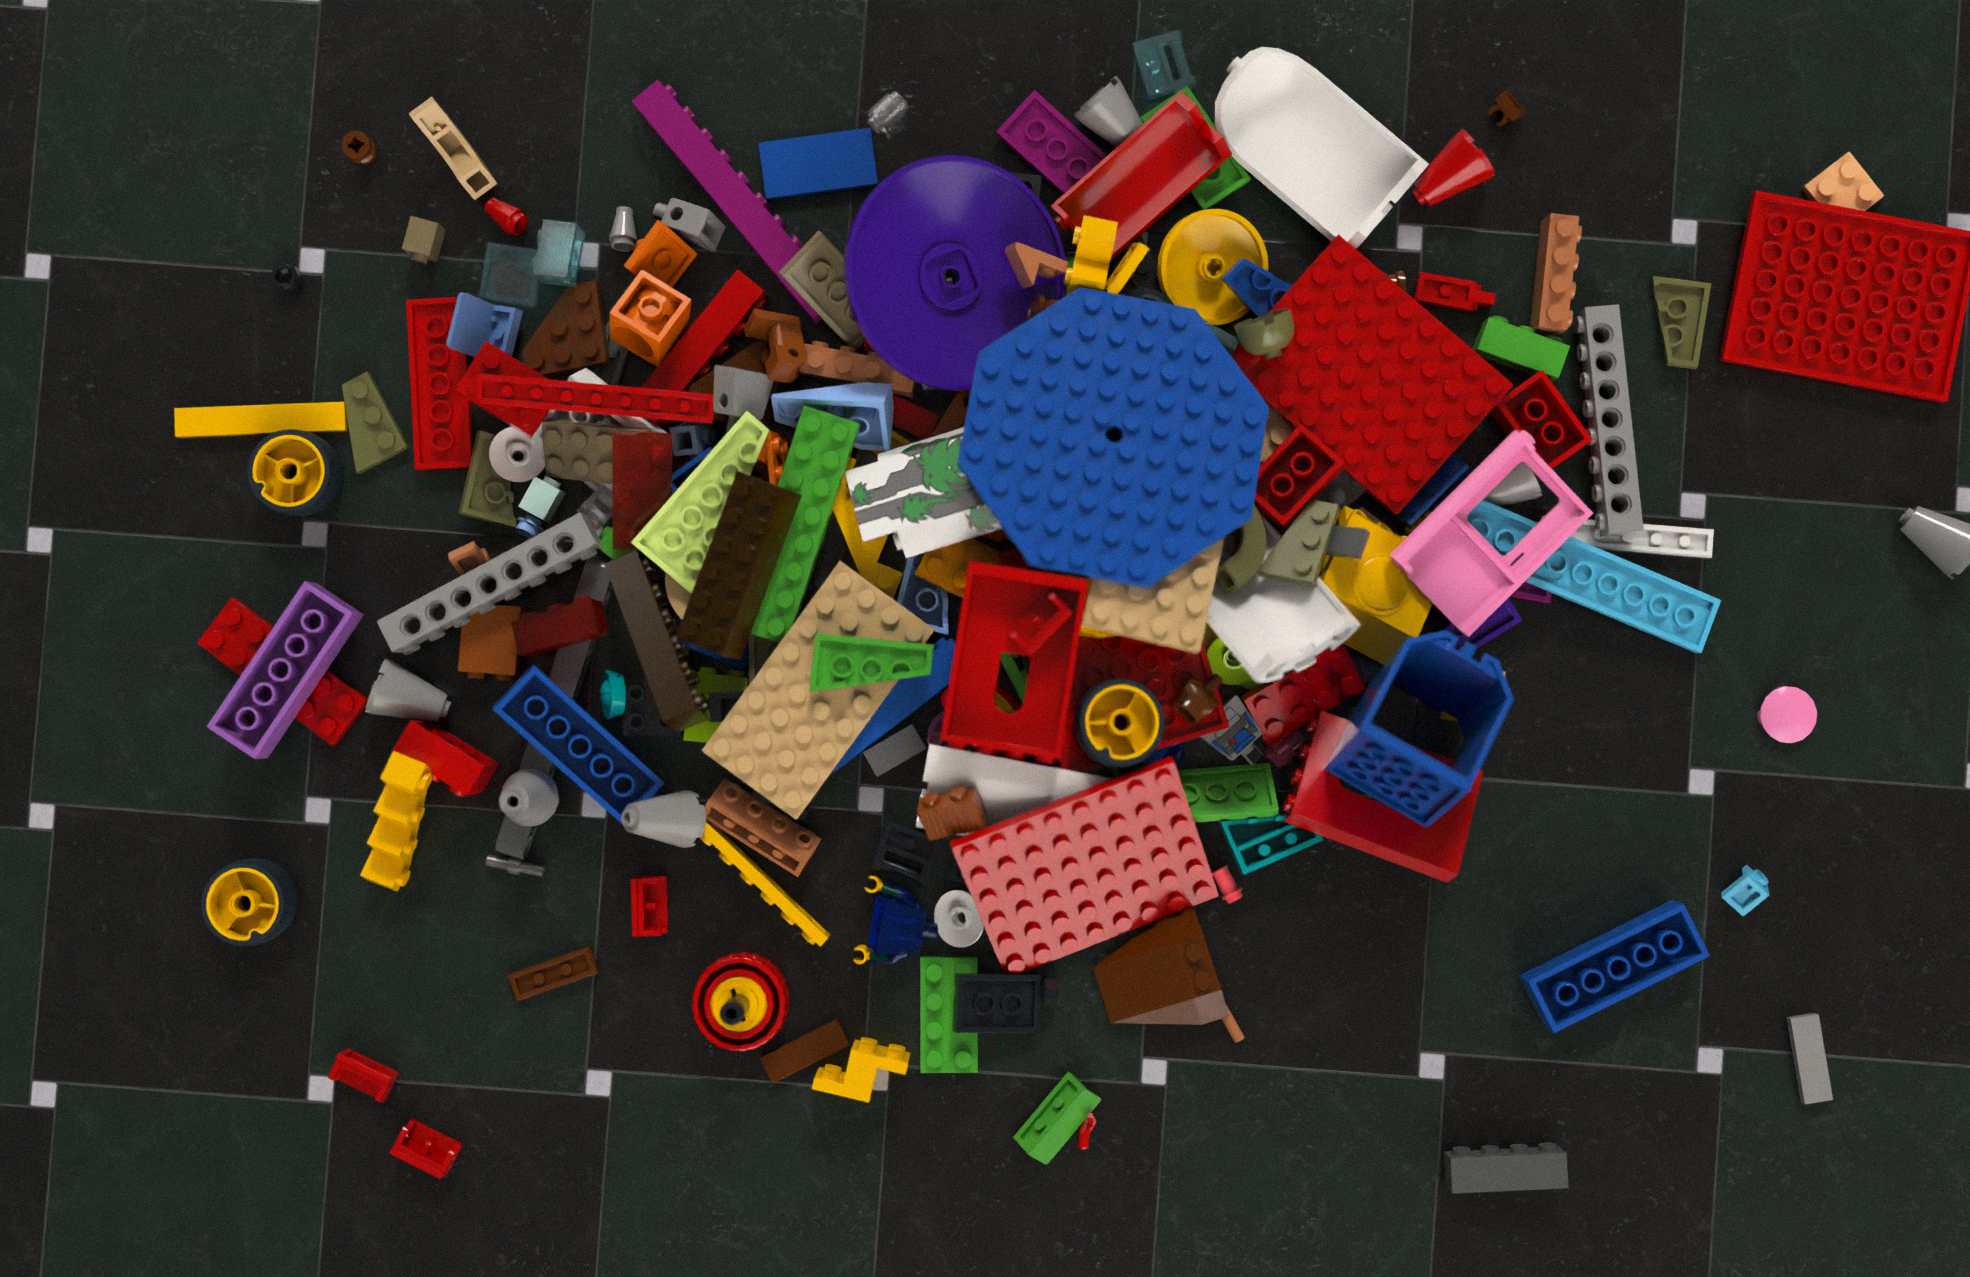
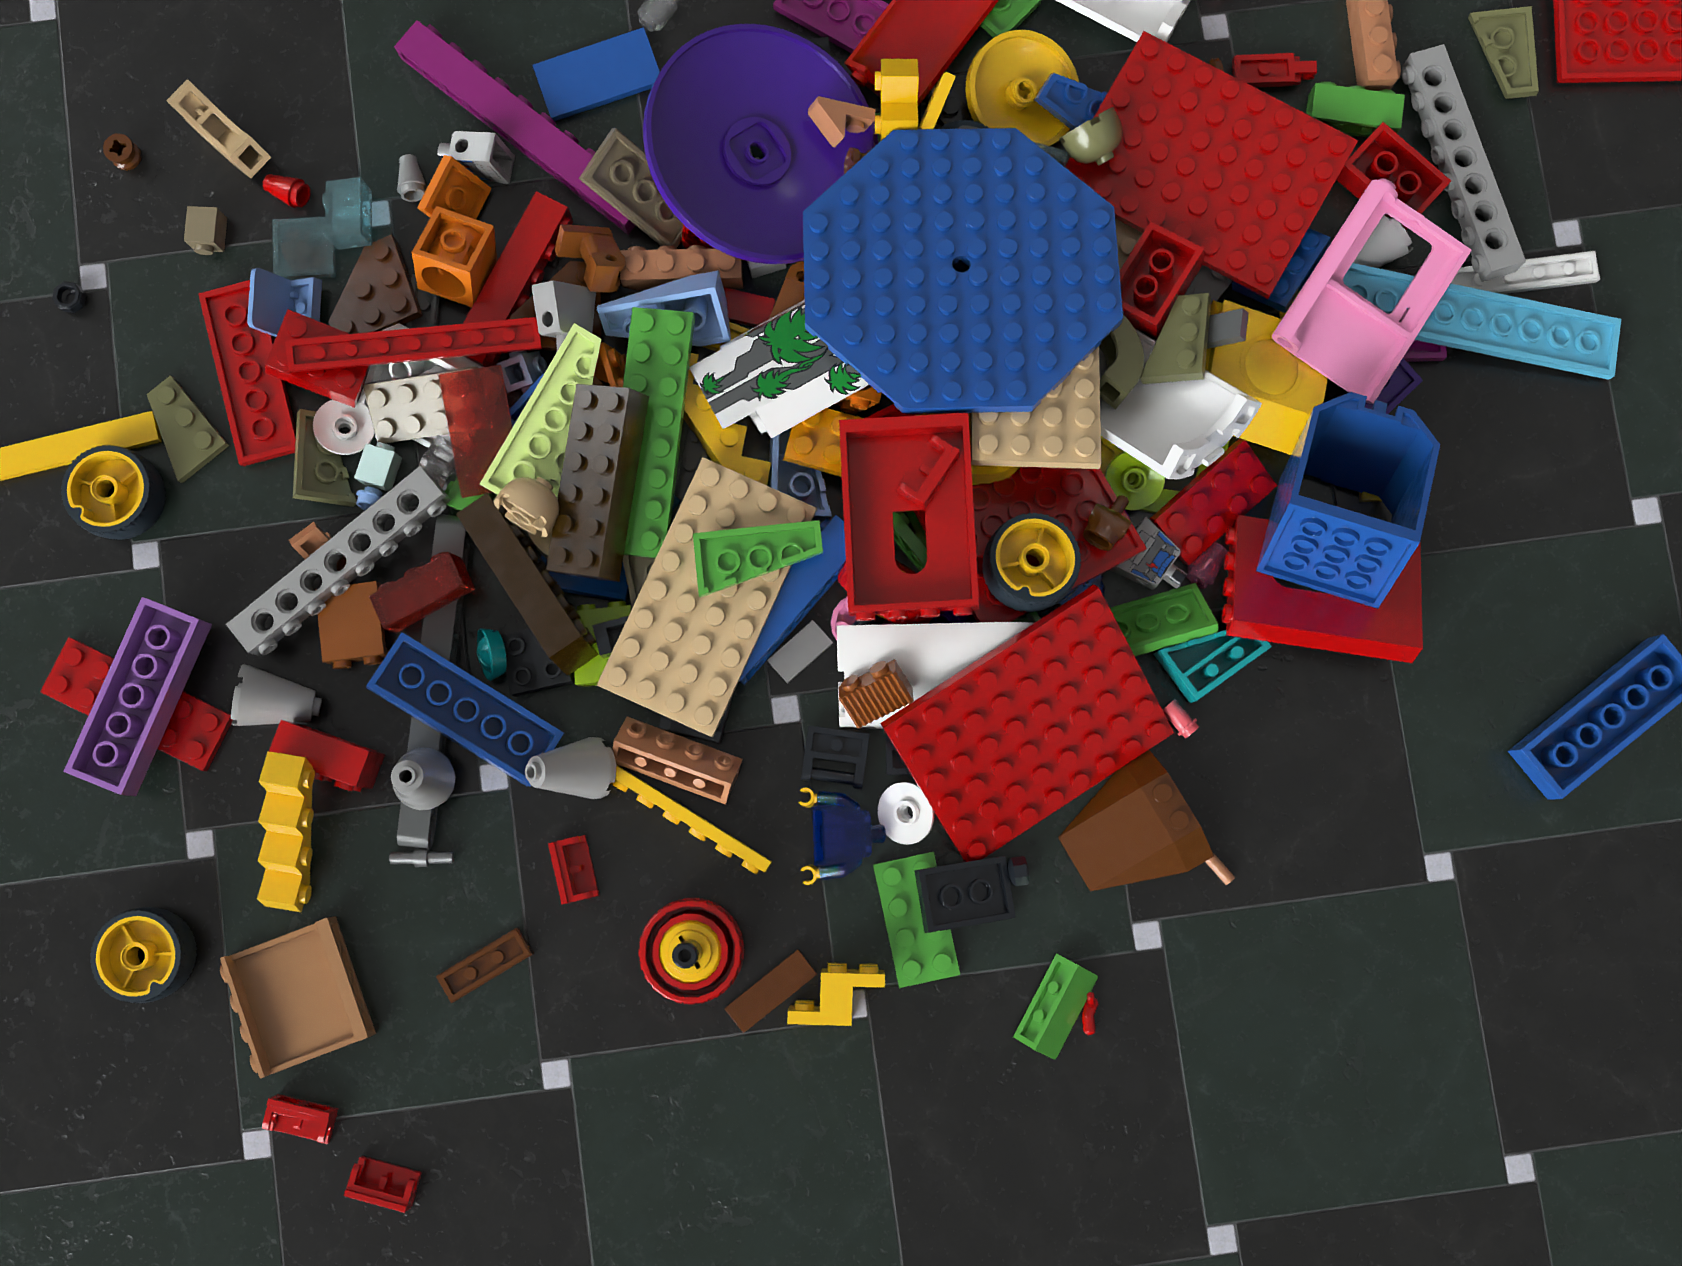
camera: 15 degrees left, 5 degrees down
(380, 967) = (296, 997): none -> medium nougat panel
(673, 573) = (529, 504): none -> tan cylinder
(1505, 1169) = (1545, 957): dark grey brick -> none

